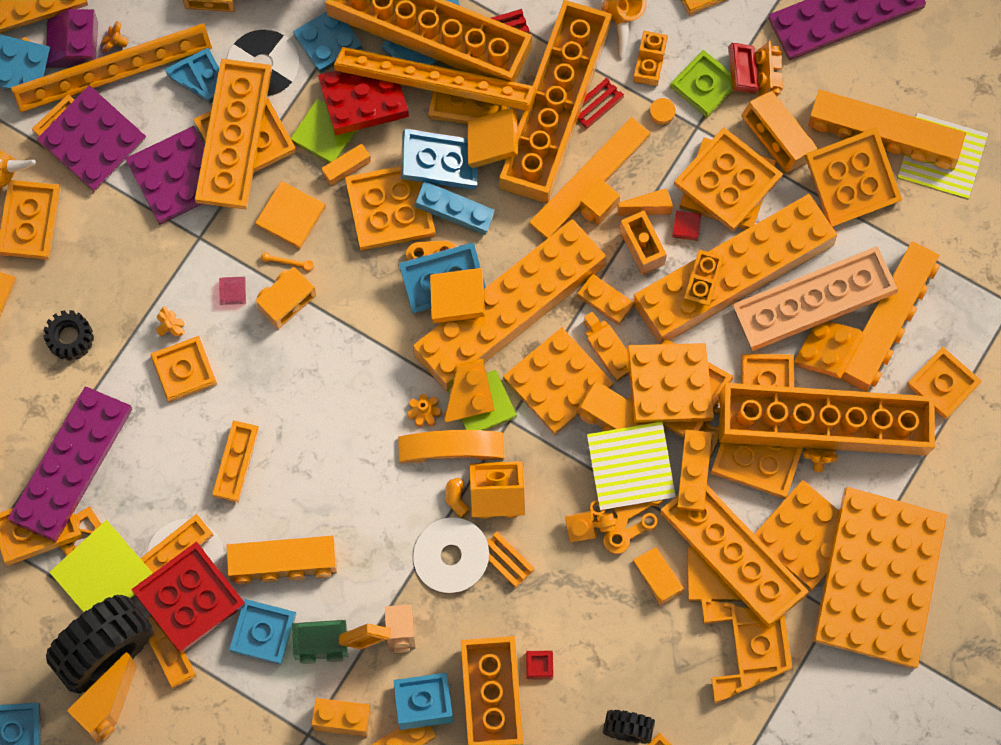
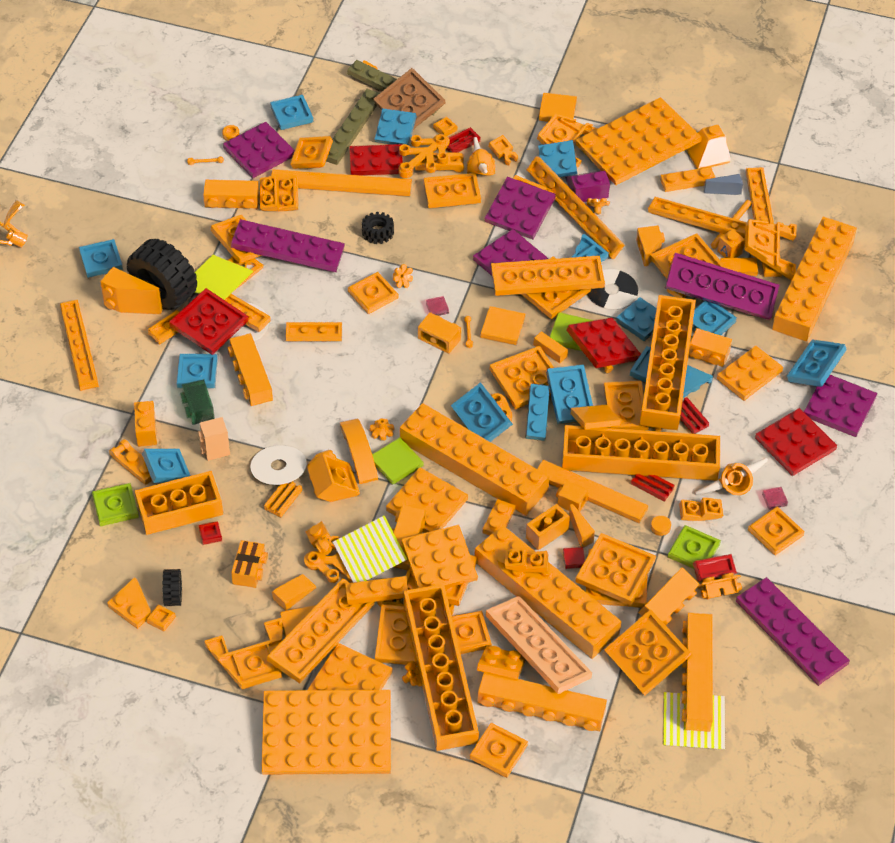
camera: 75 degrees right, 20 degrees down
(364, 636) = (199, 412): light orange tile -> none
(435, 78) = (628, 375): light orange tile -> none
(457, 295) = (466, 417): light orange tile -> none
(469, 392) = (398, 443): light orange wing -> none
(607, 346) = (469, 520): light orange hinge -> none
(607, 622) = (249, 563): none -> light orange brick

